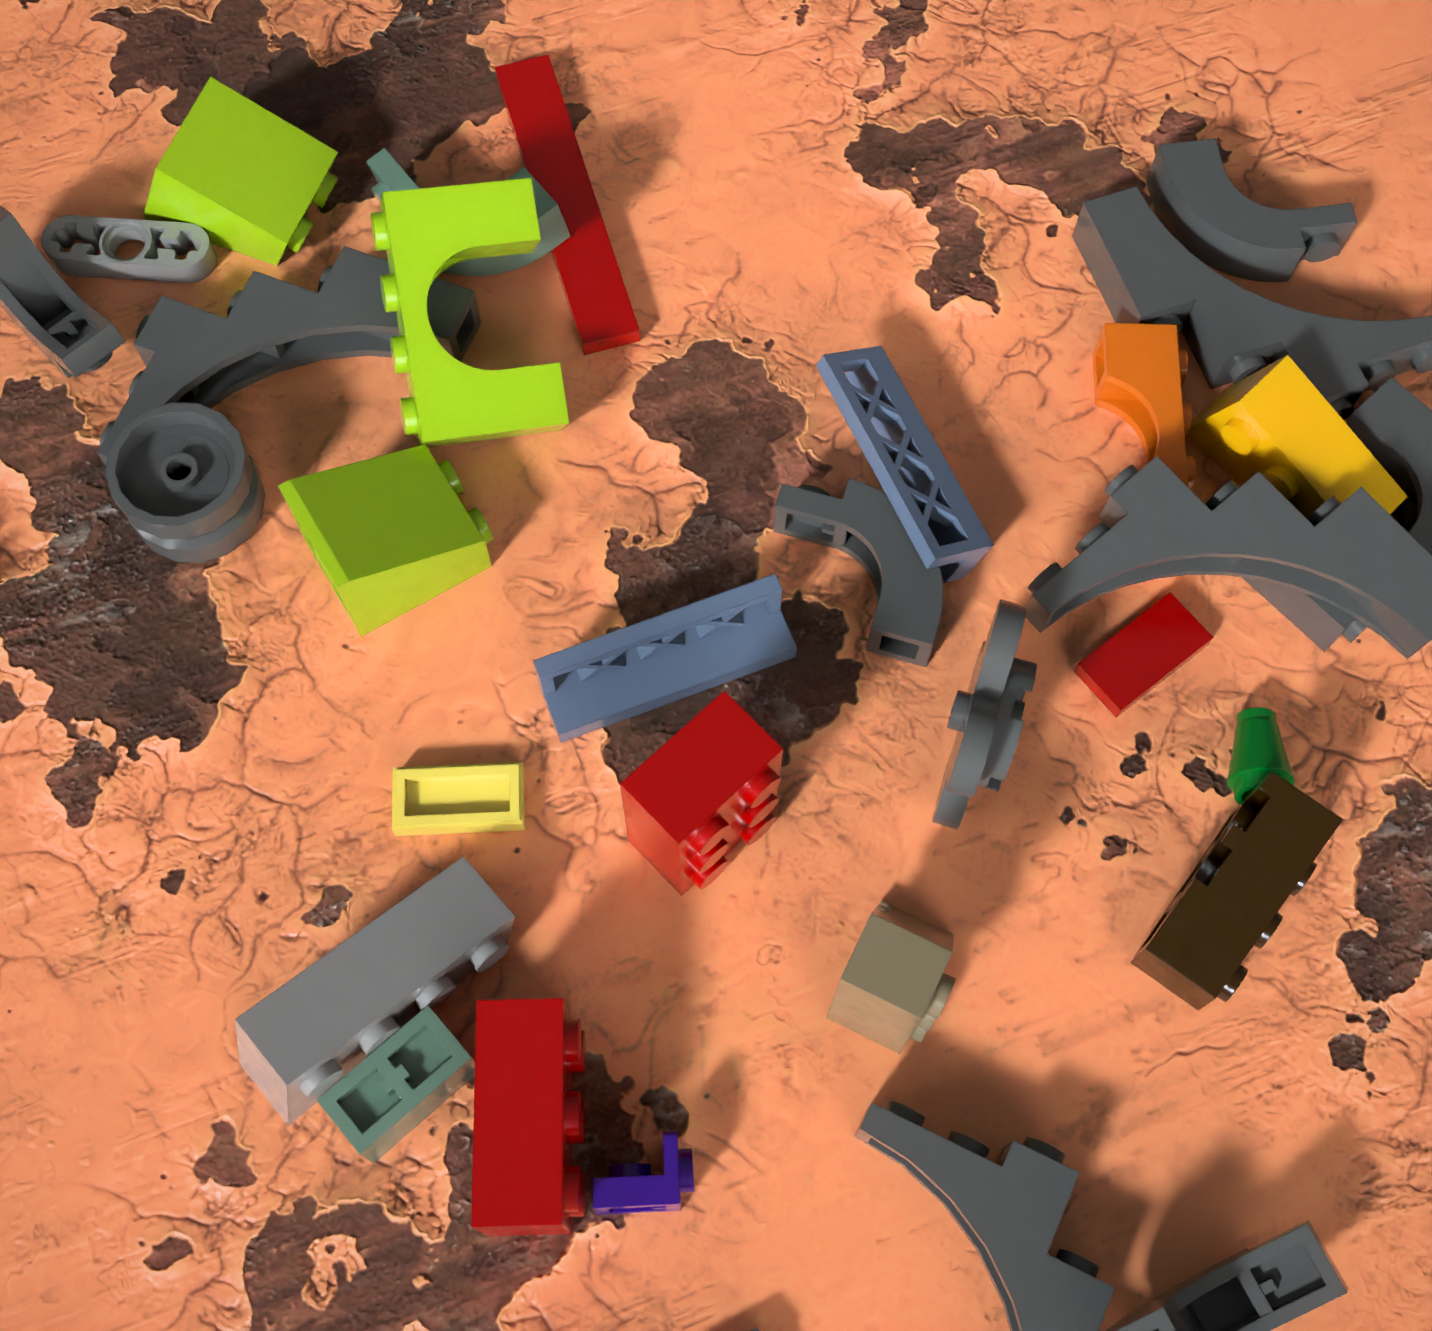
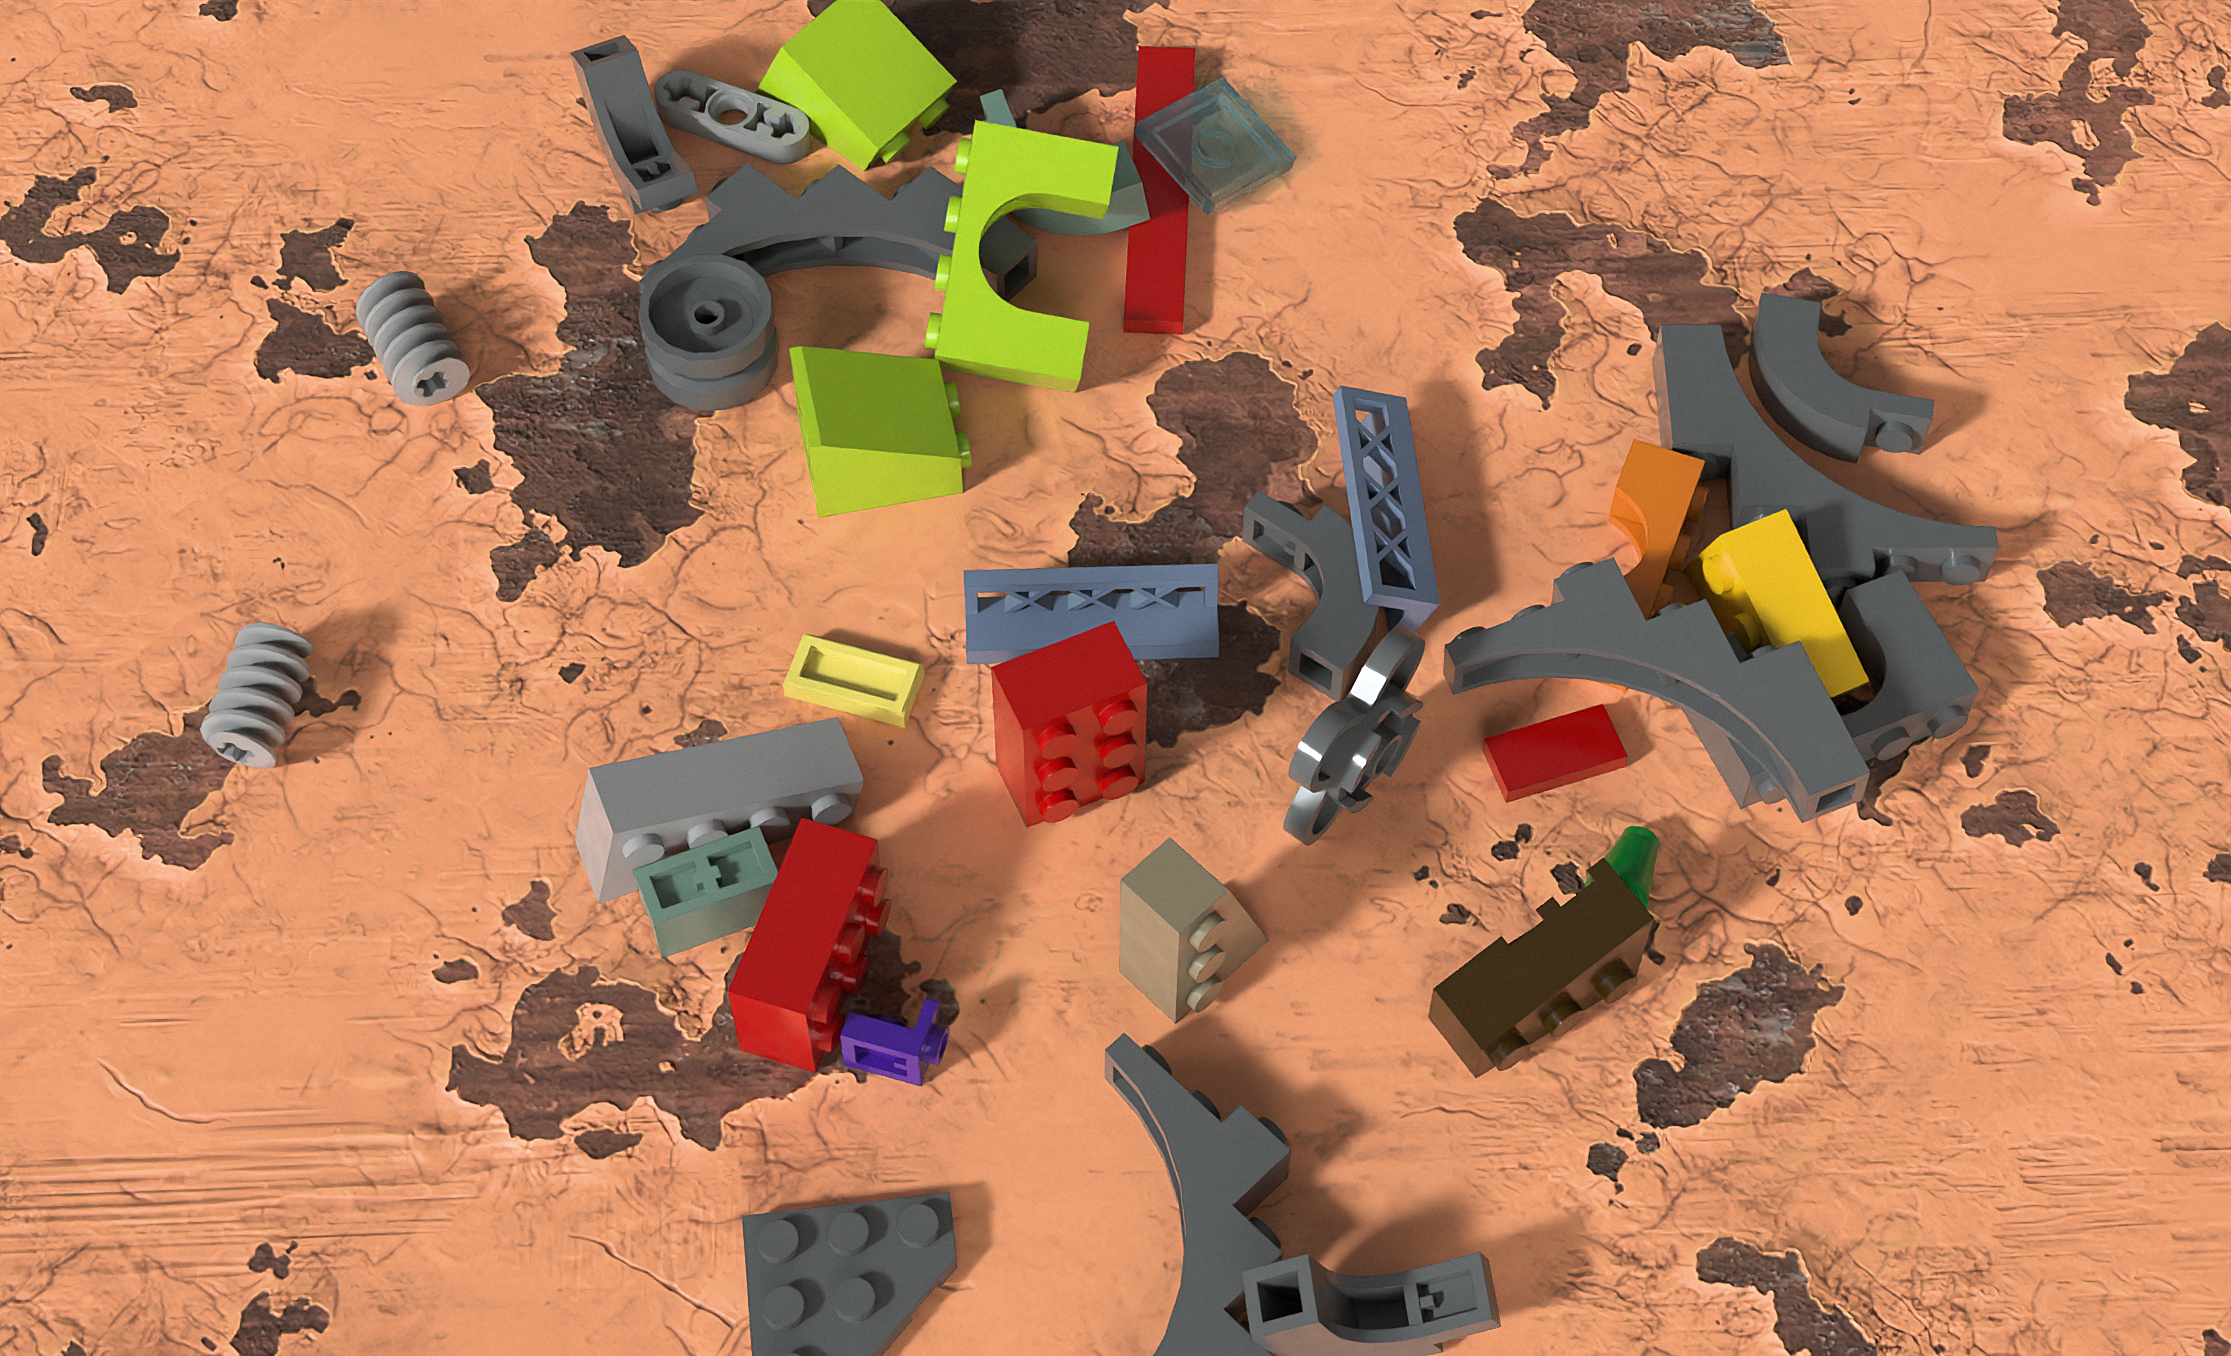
camera: 20 degrees right, 10 degrees down
(603, 145) = (1214, 145): none -> clear light blue tile

